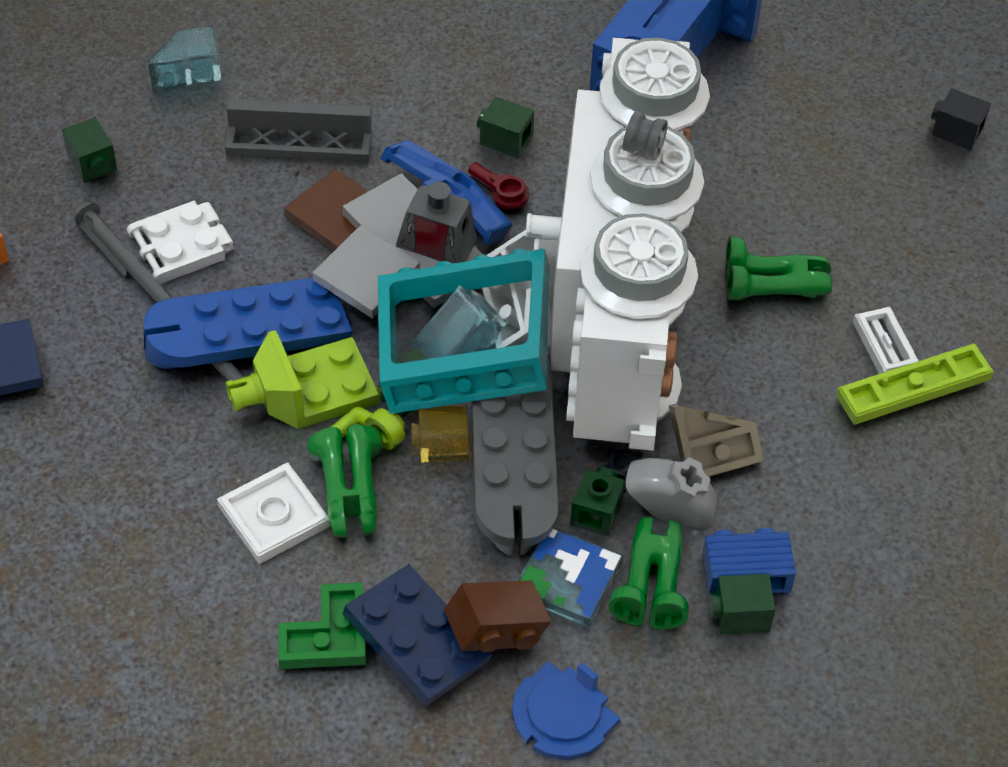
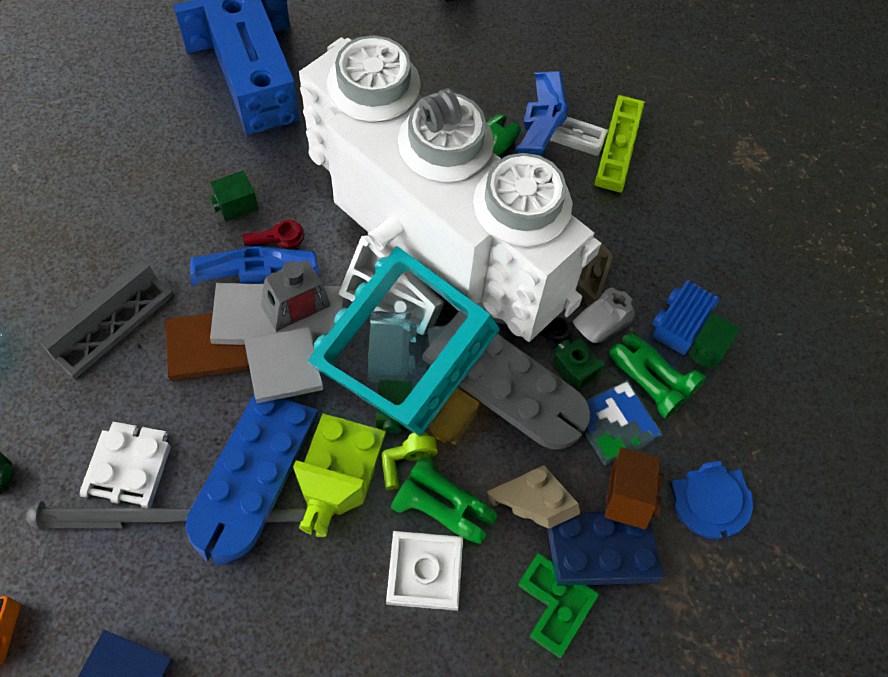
camera: 55 degrees left, 10 degrees up
(418, 548) = (536, 497): none -> dark tan wing
(868, 294) = (546, 114): none -> blue plate

